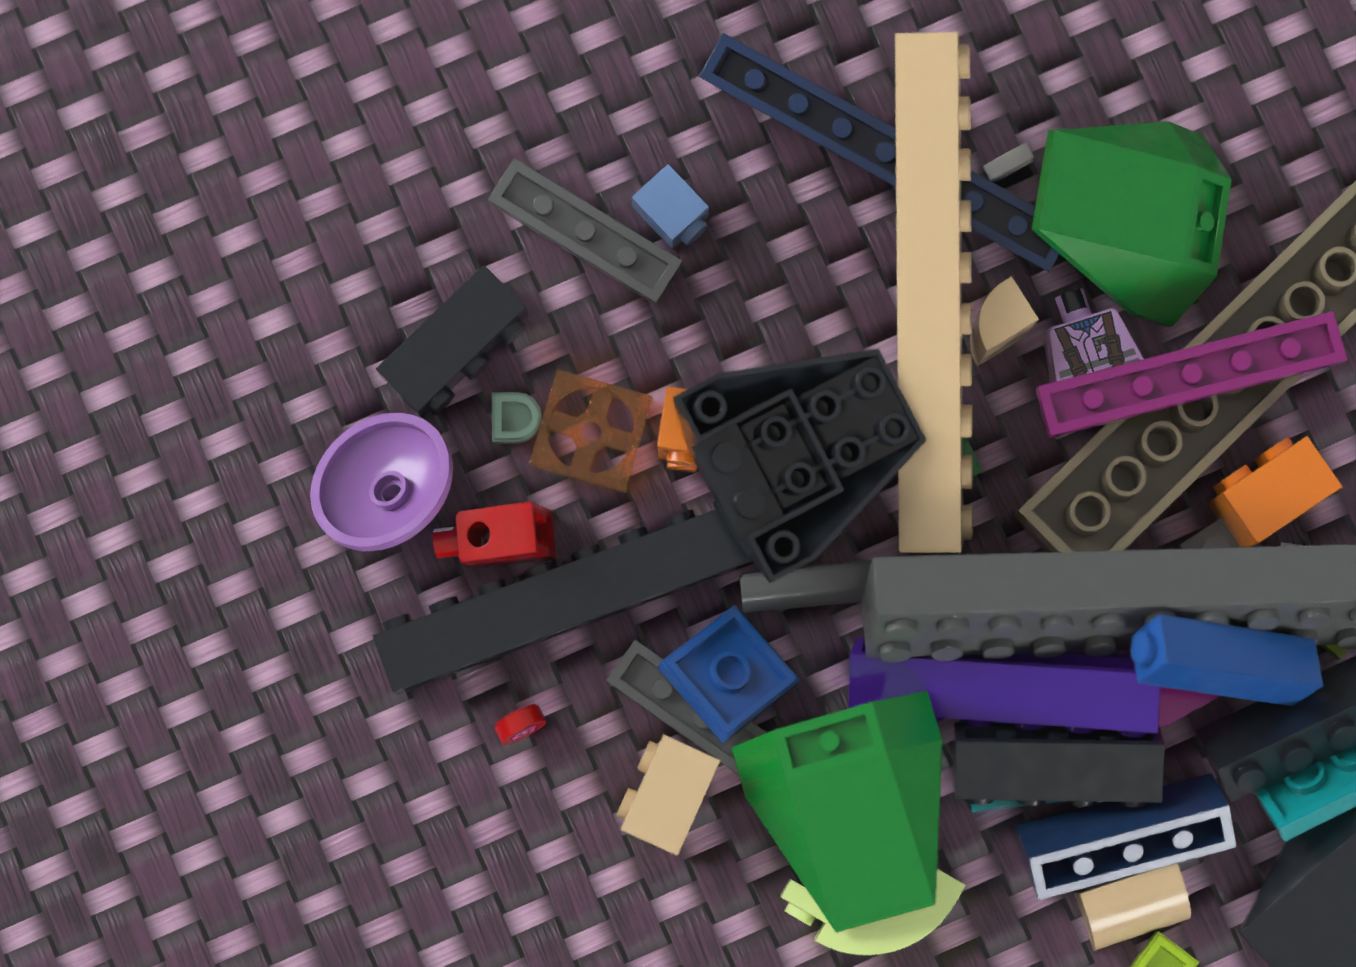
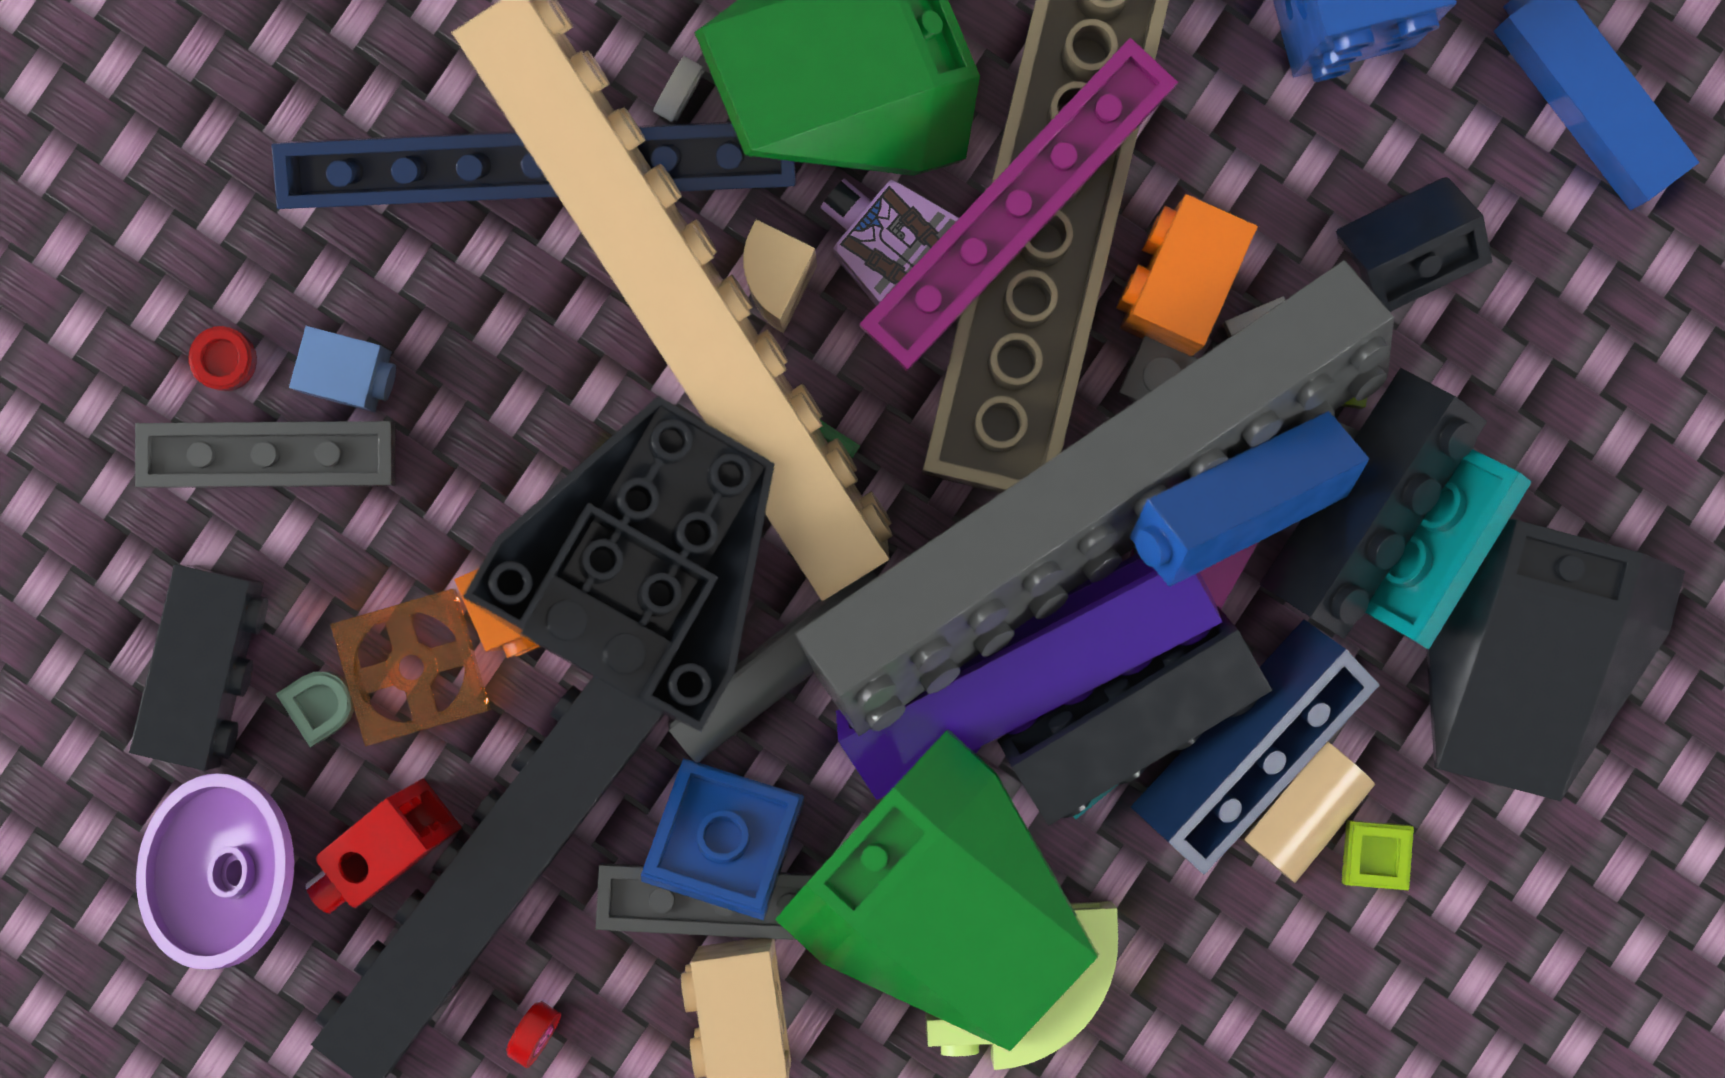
camera: 35 degrees left, 5 degrees up
(595, 152) = (222, 358): none -> red tile

